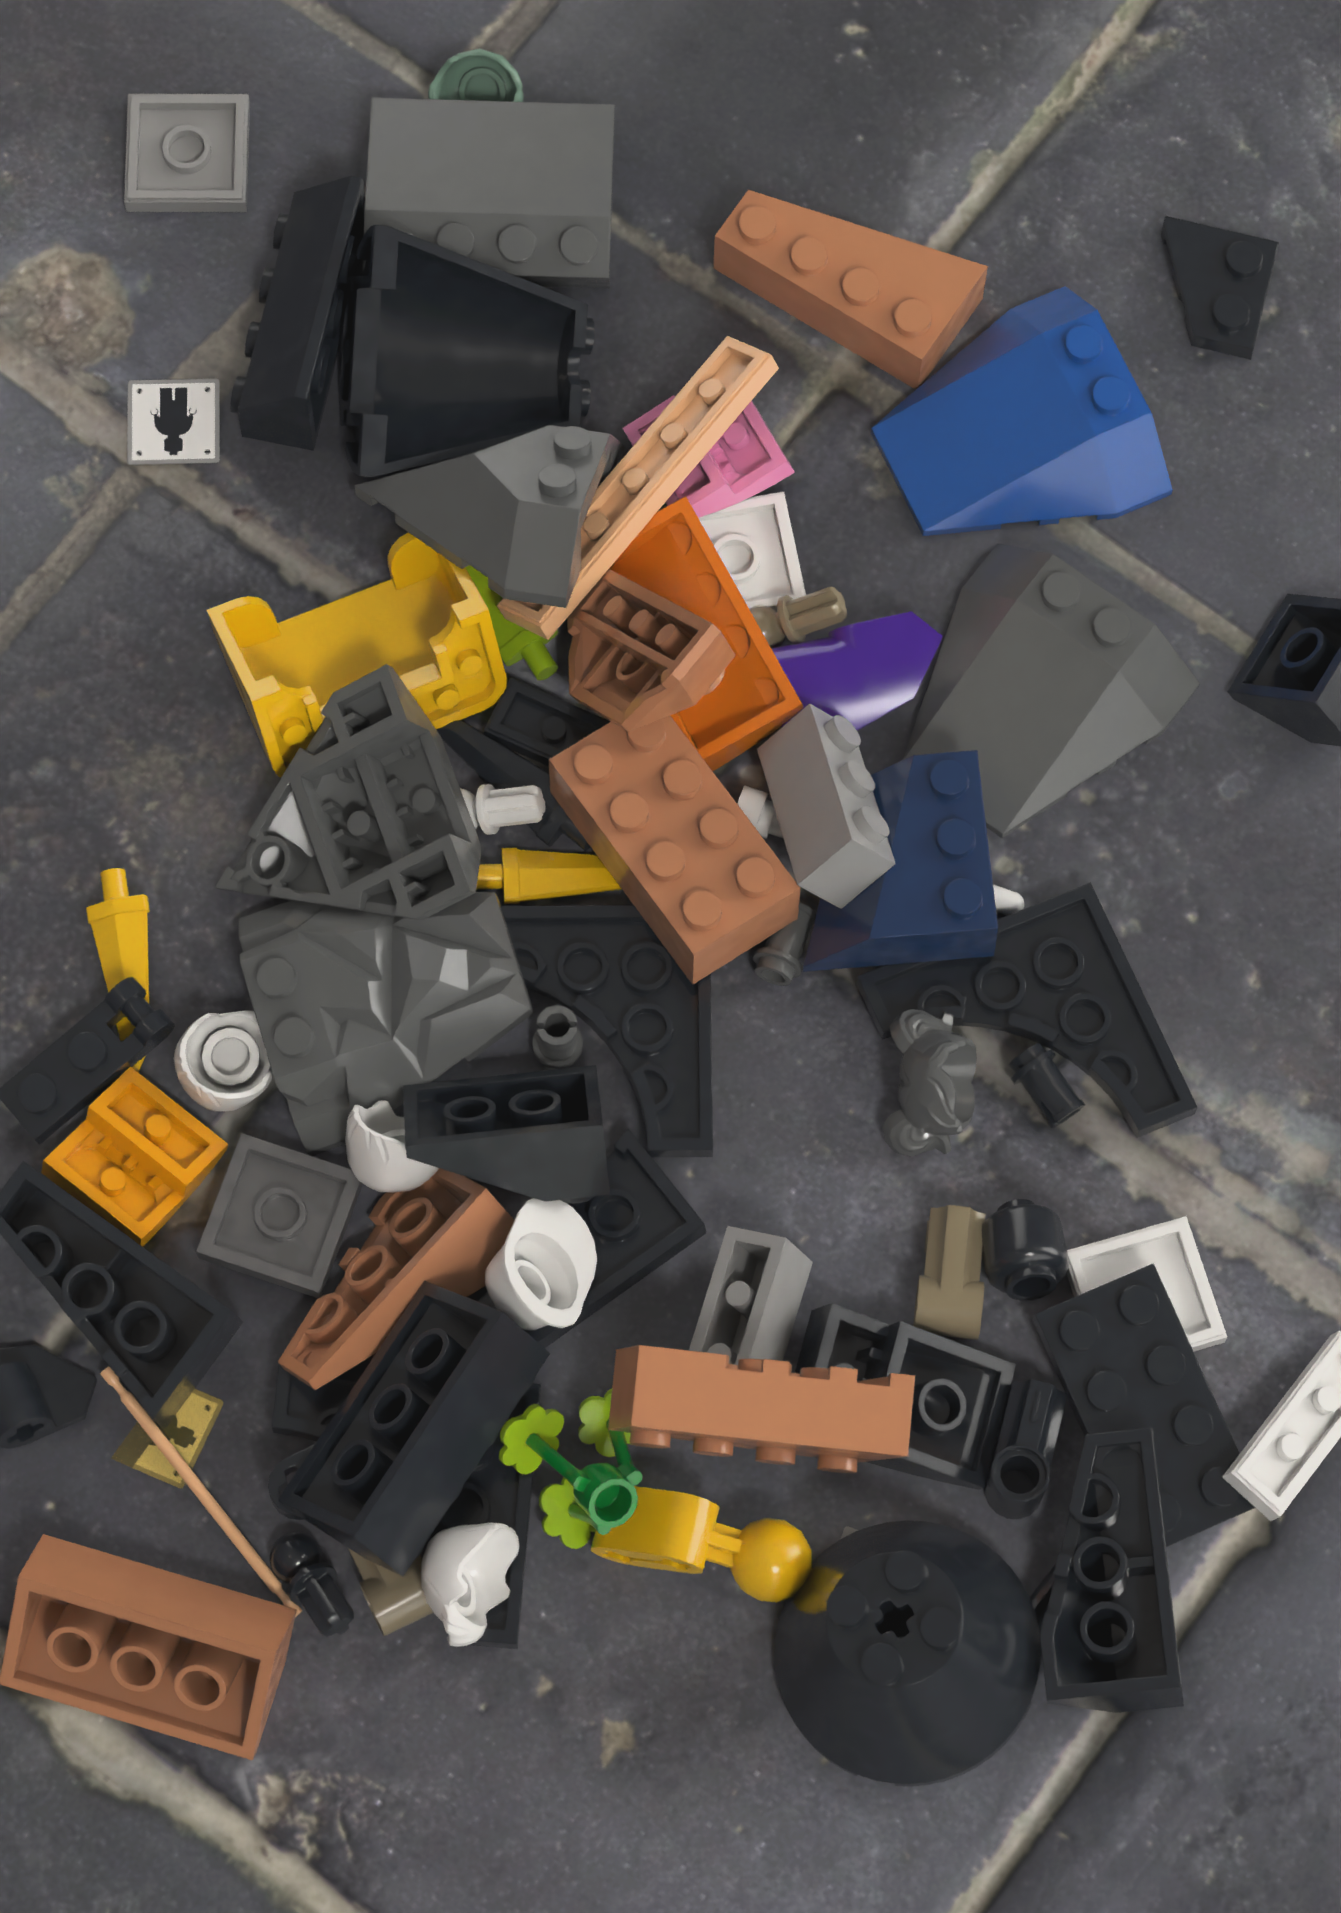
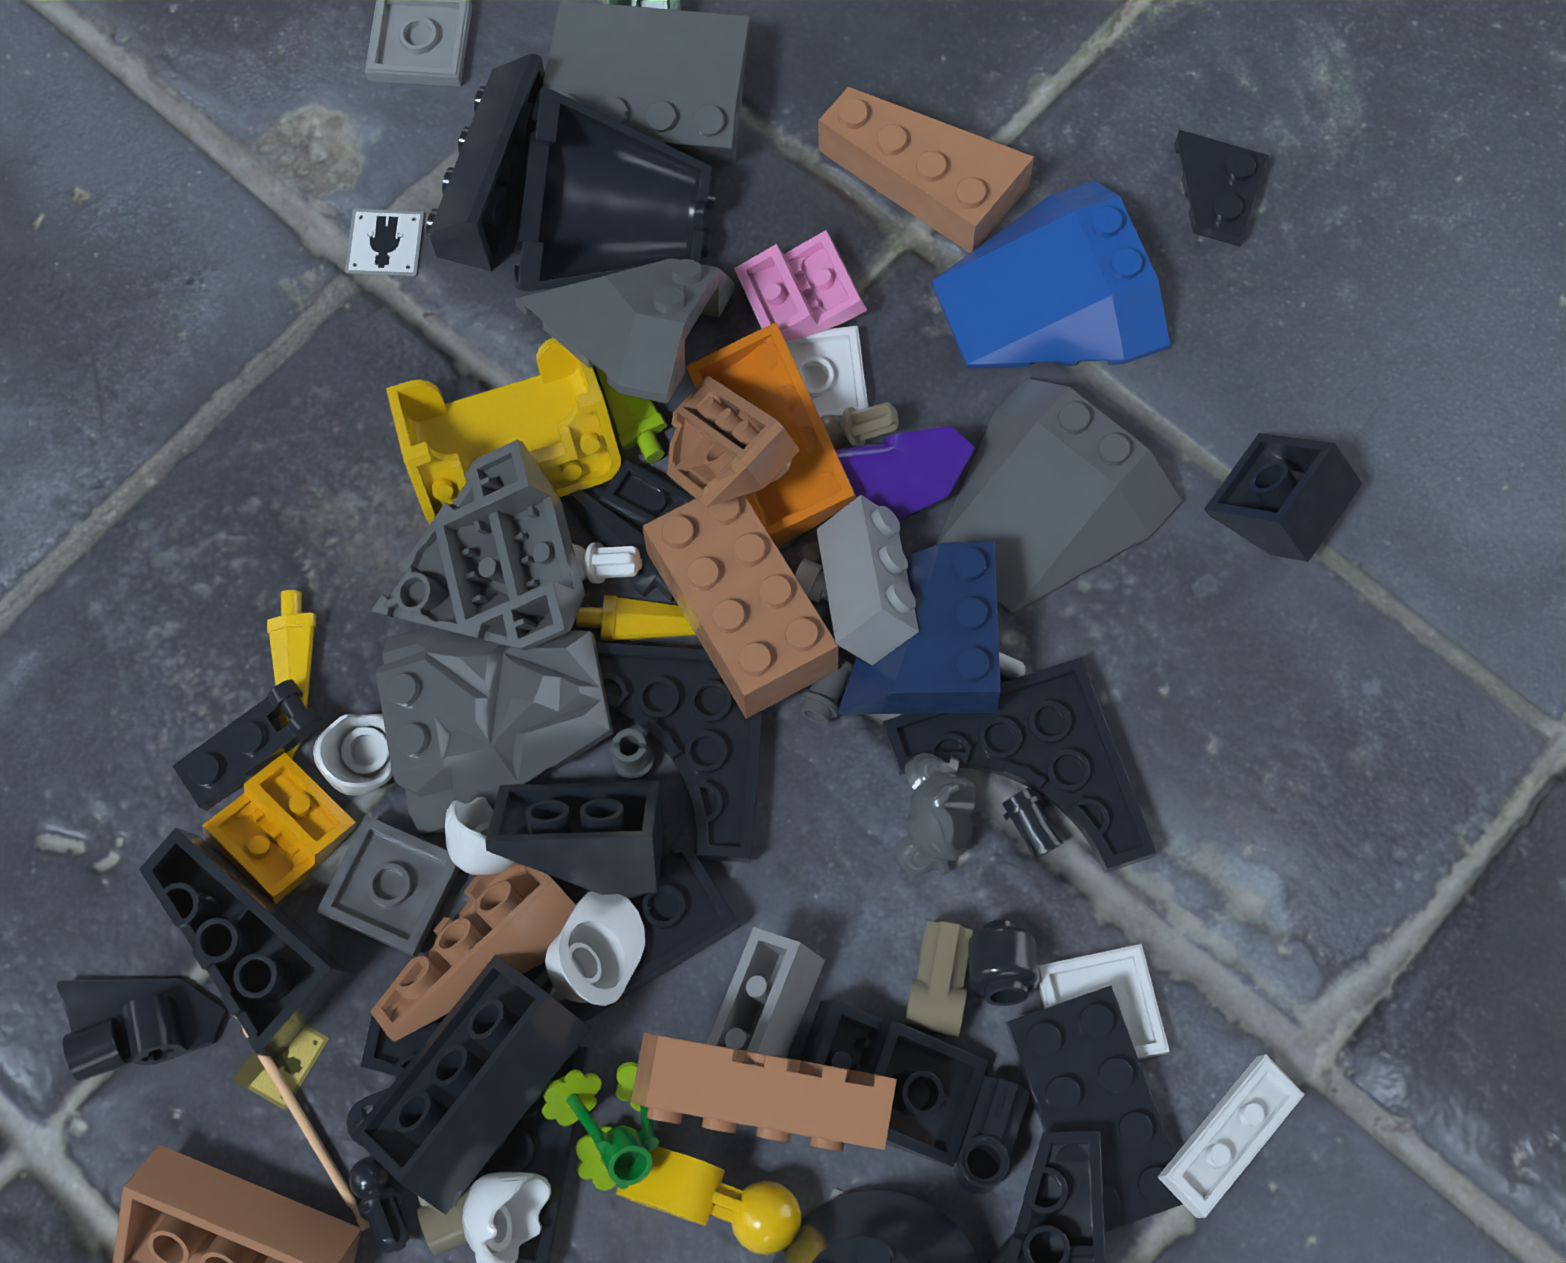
camera: 10 degrees right, 0 degrees up
(655, 470) = (751, 303): light nougat tile -> none

